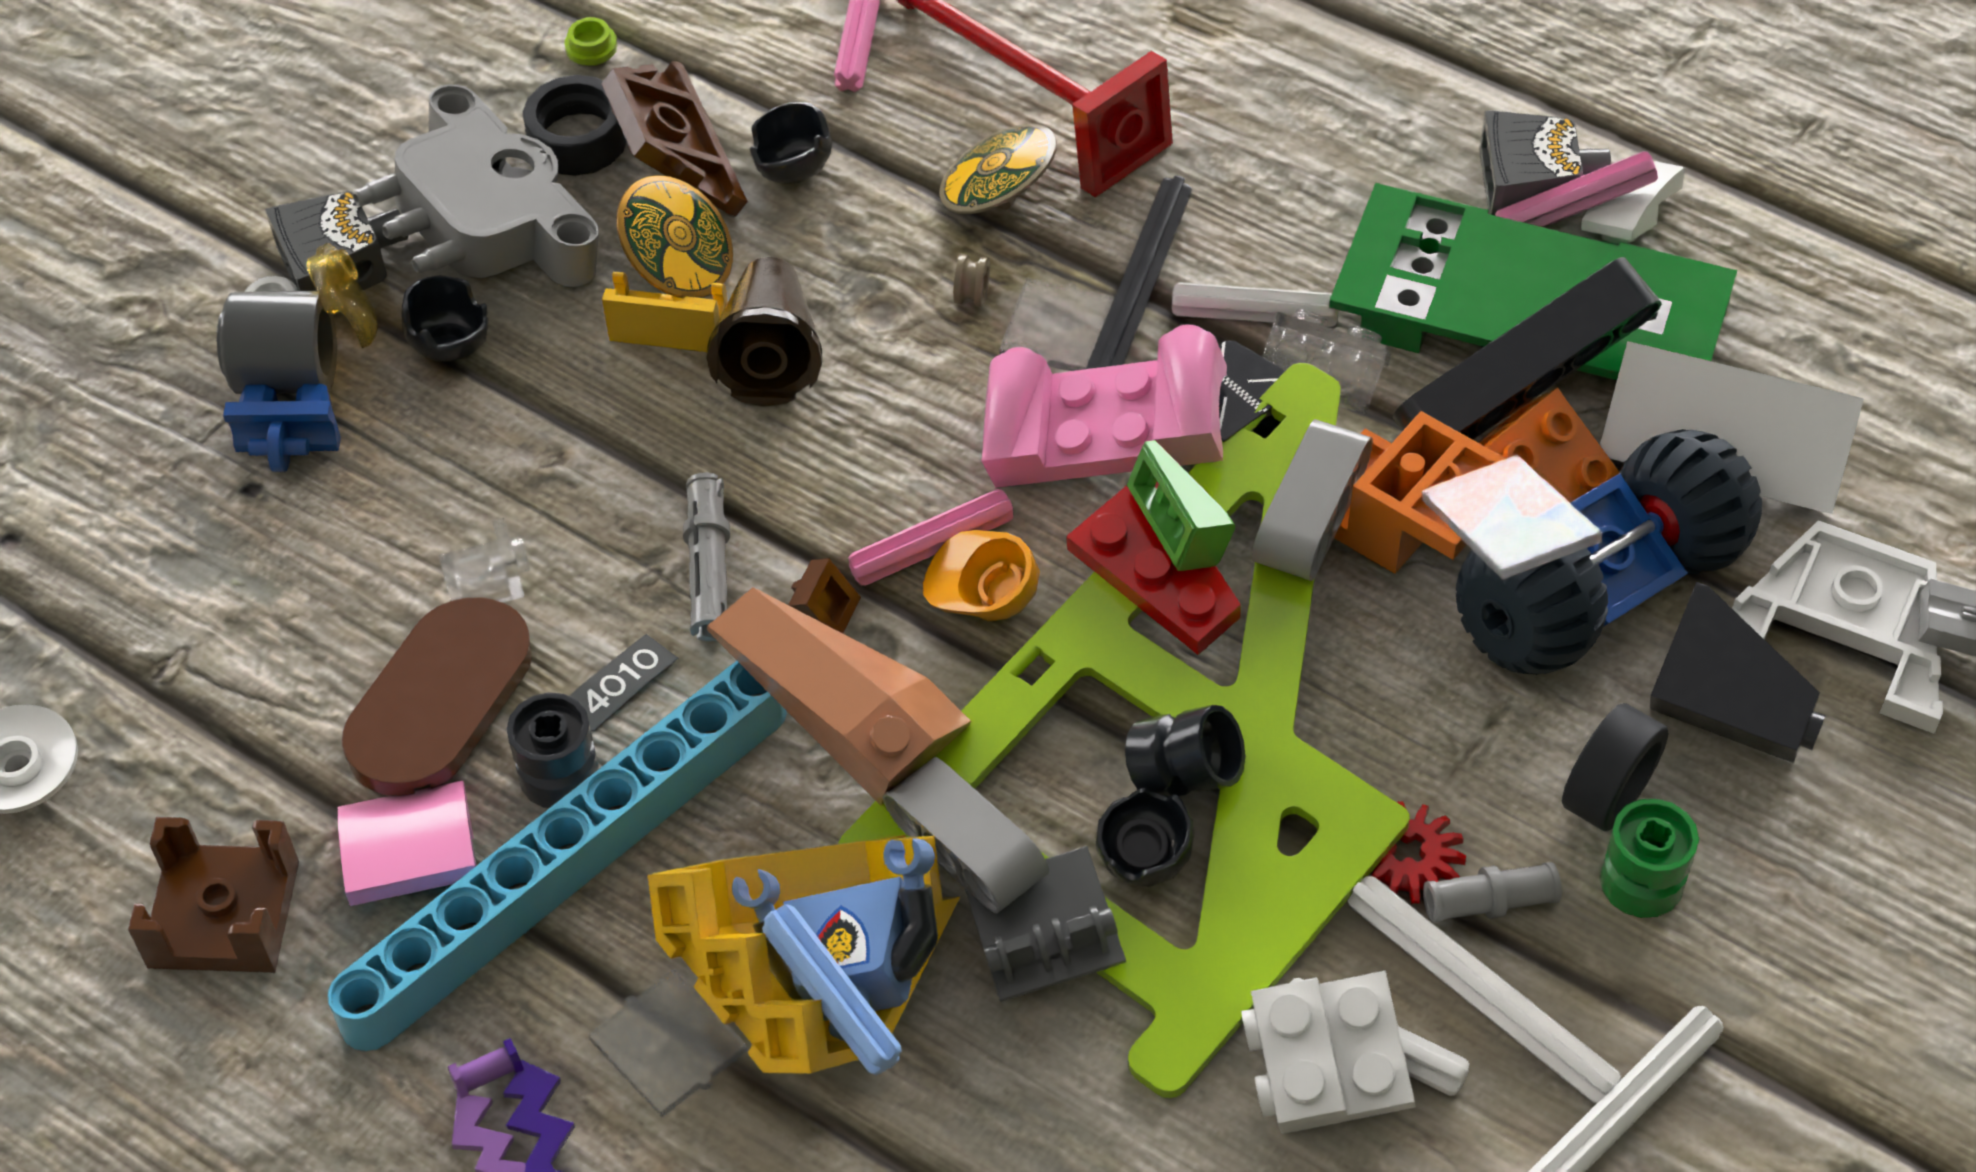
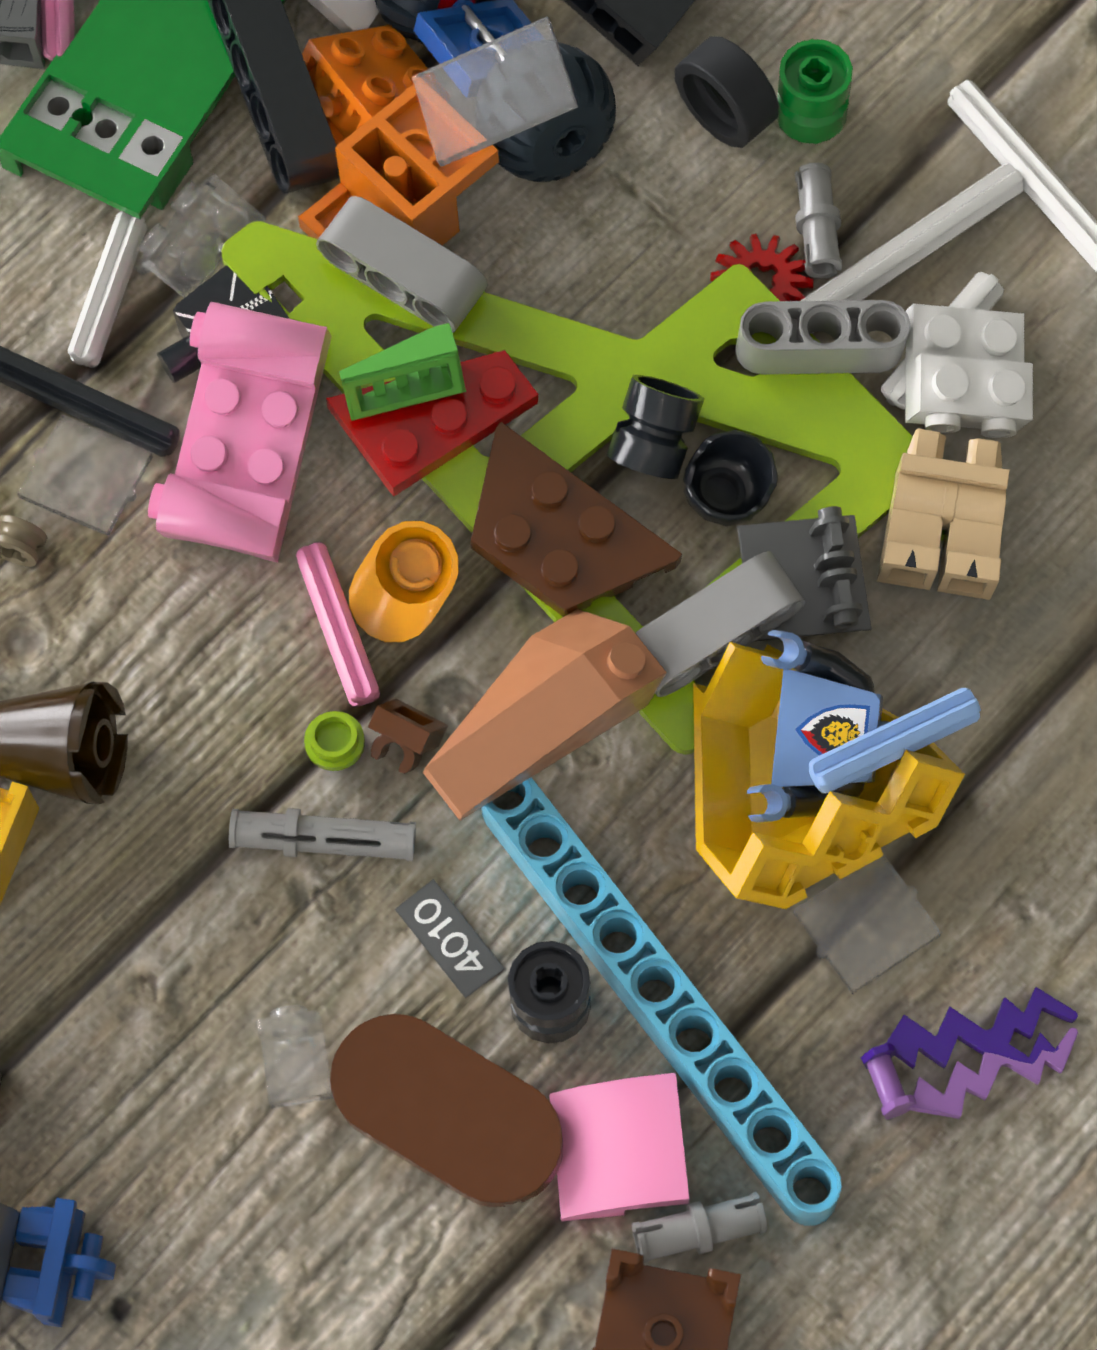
camera: 80 degrees left, 15 degrees up
(324, 915) = (700, 1227): none -> light grey pin
(803, 544) = (334, 741): none -> lime plate
(1054, 688) = (559, 531): none -> reddish brown wing
(1133, 1049) = (948, 496): none -> tan hips
(1326, 864) = (844, 320): none -> light grey beam

